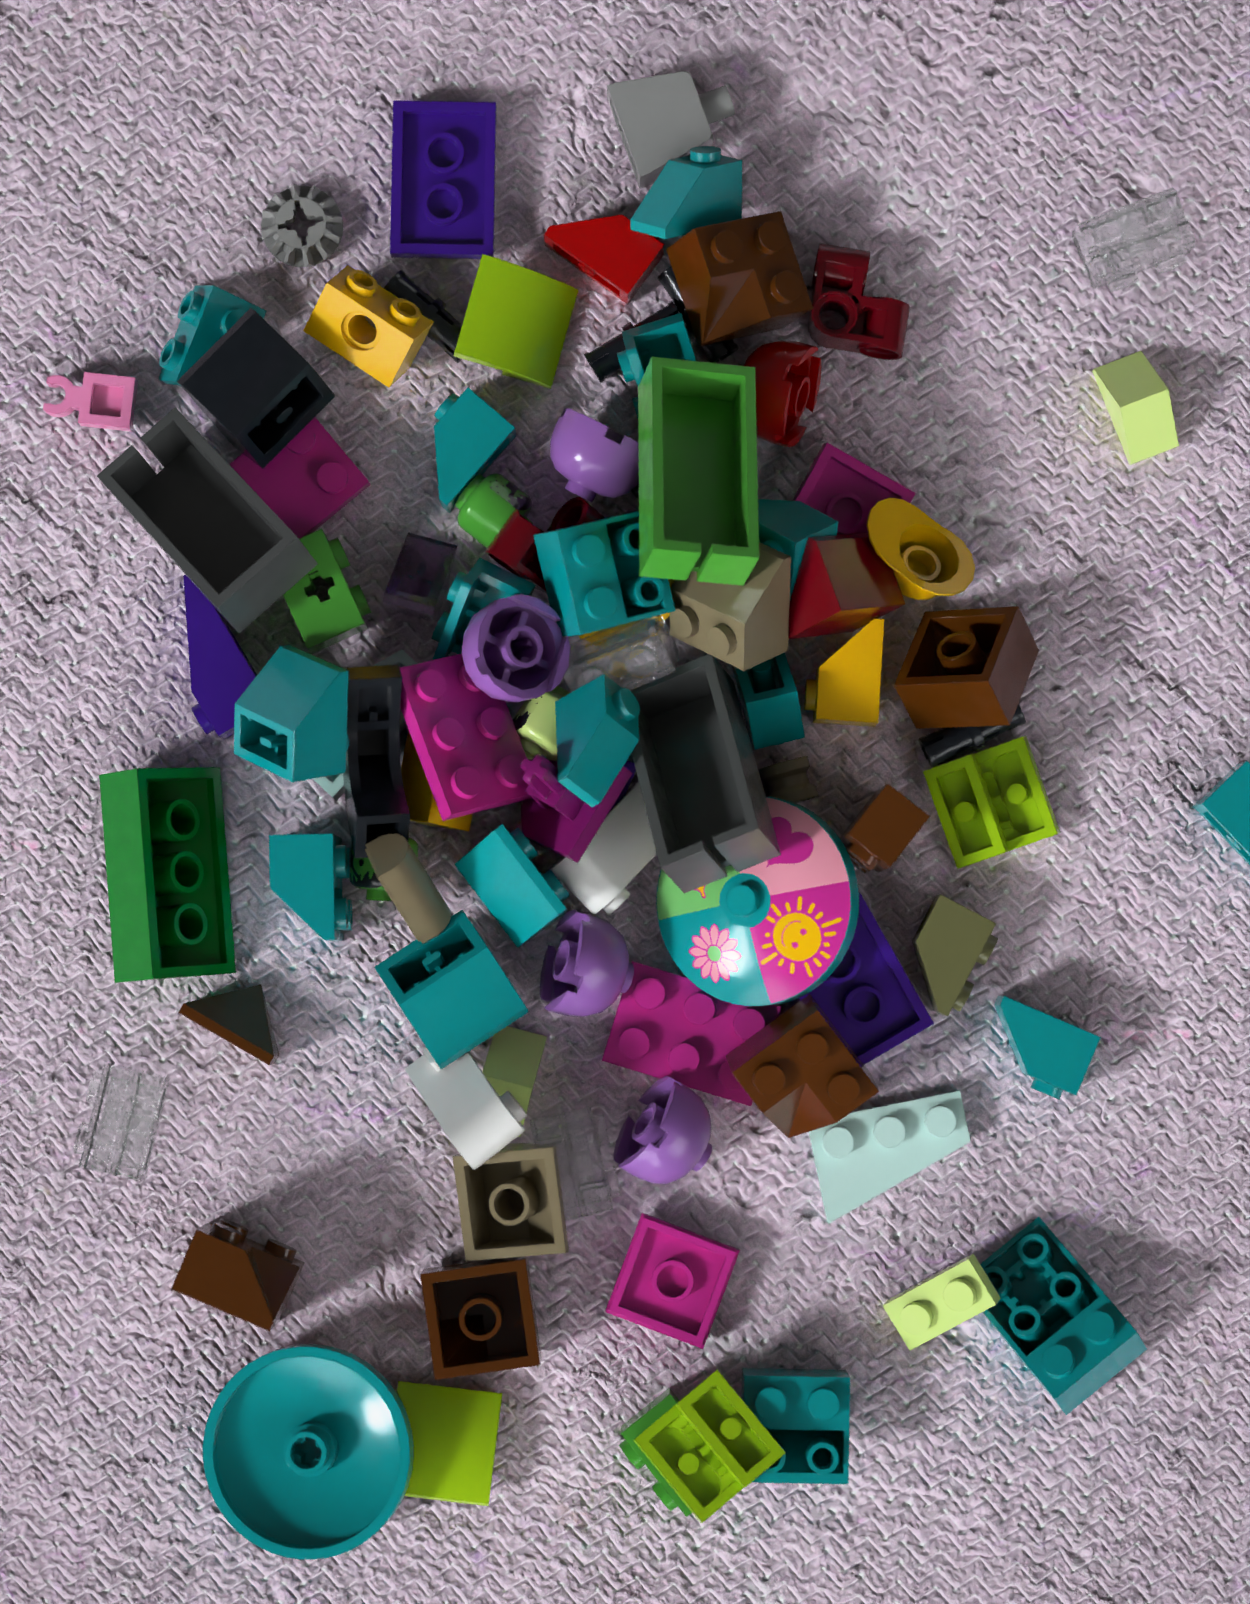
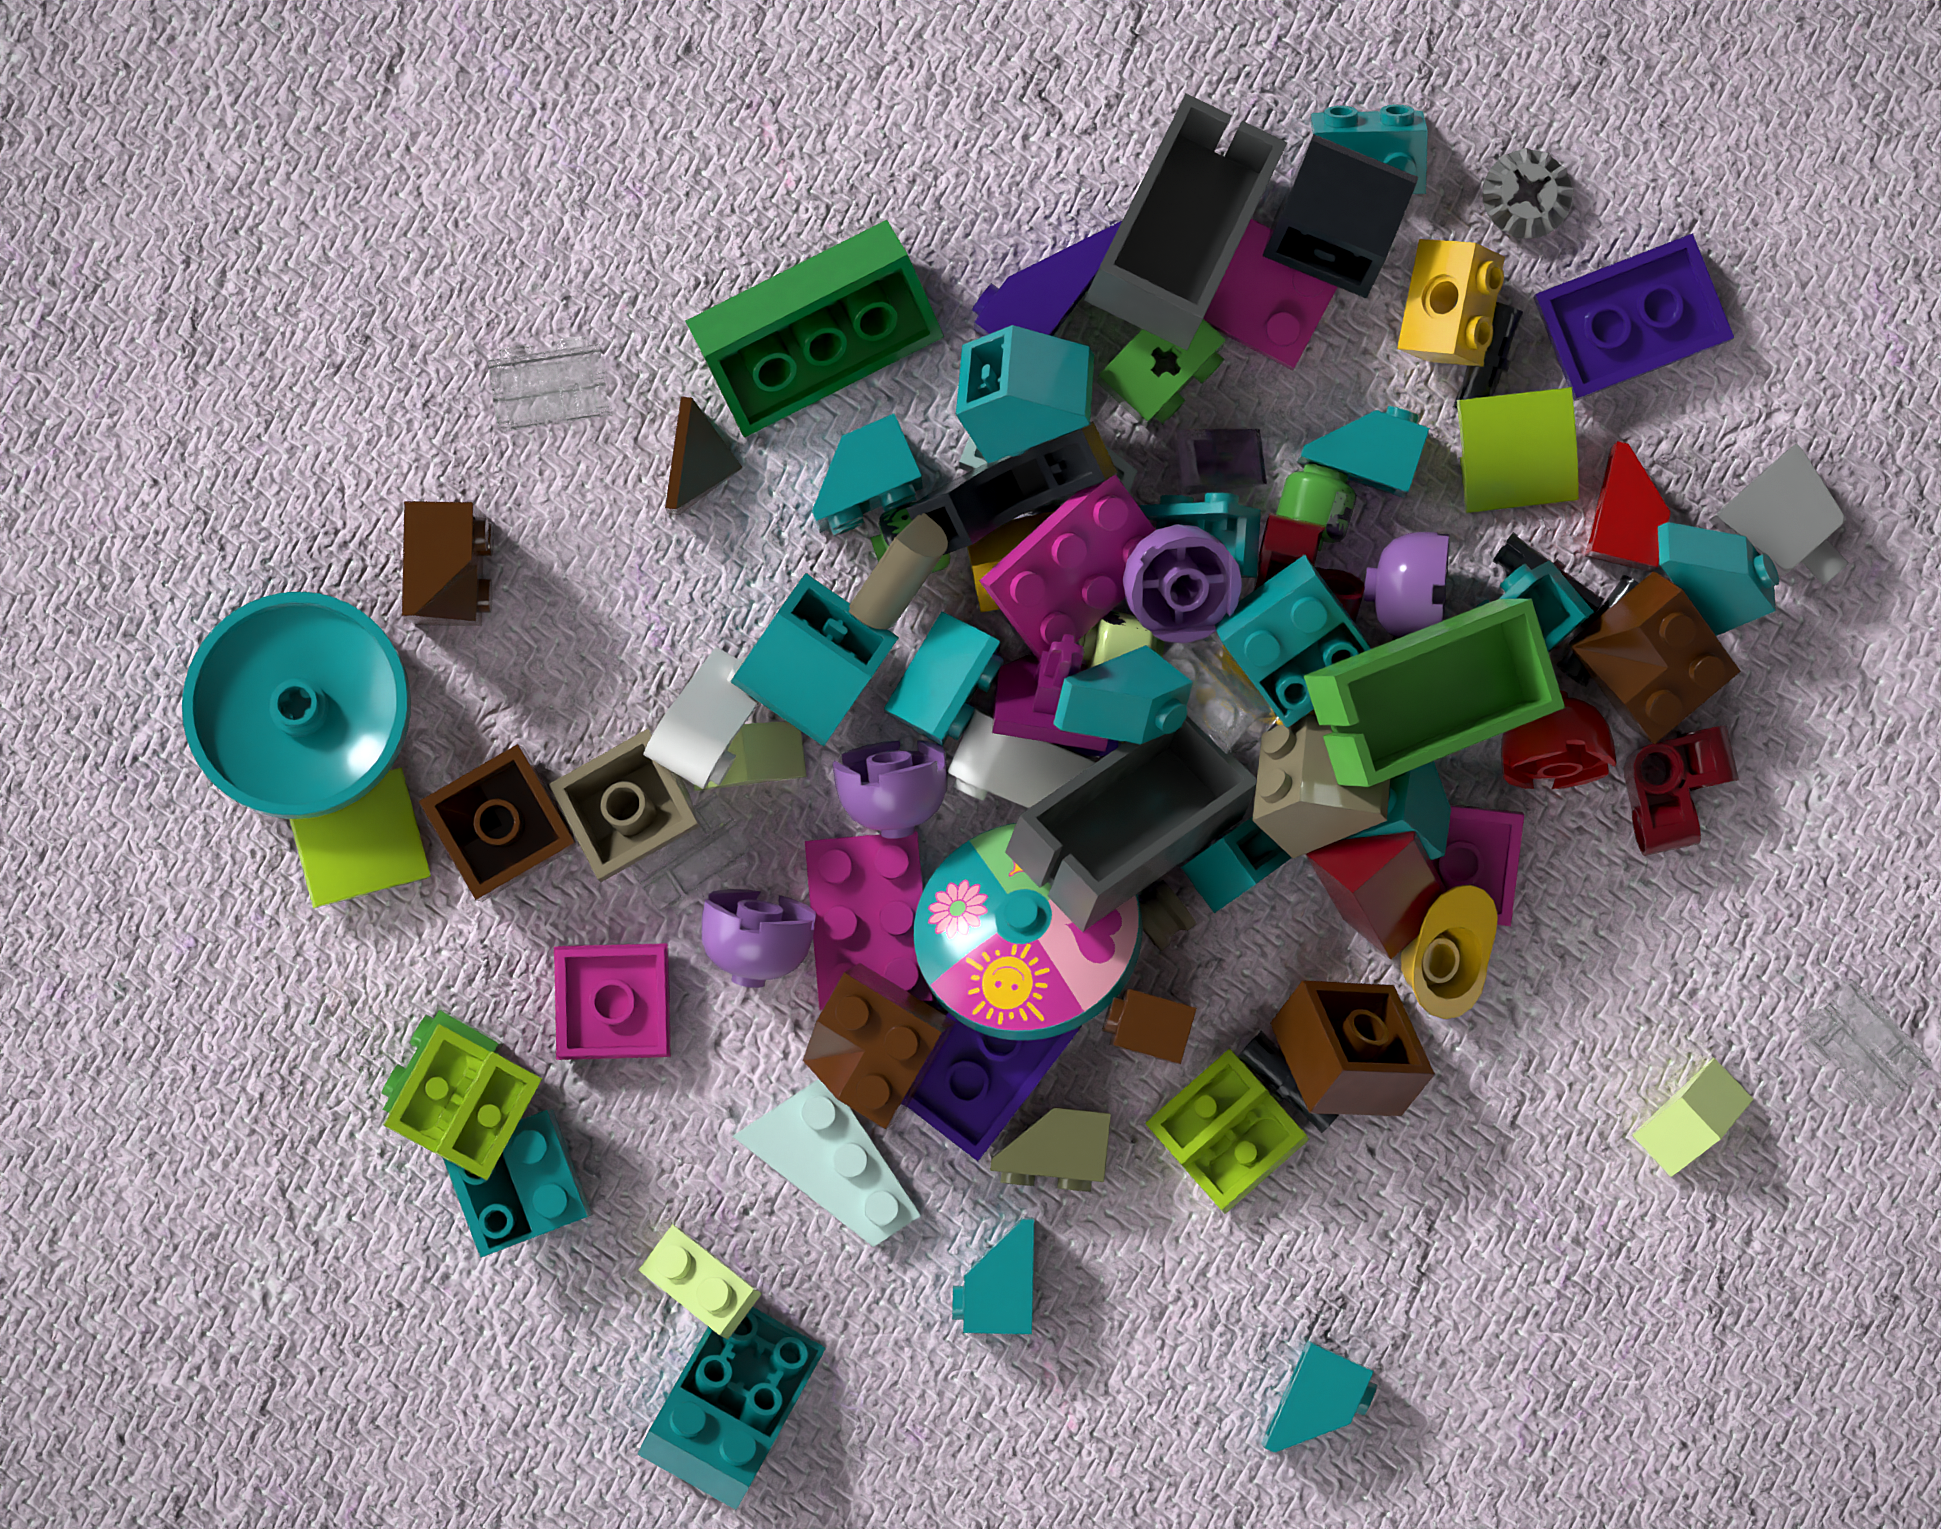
camera: 70 degrees right, 0 degrees up
(101, 400) = (1266, 65): bright pink plate -> none
(849, 681) = (1290, 935): yellow slope -> none

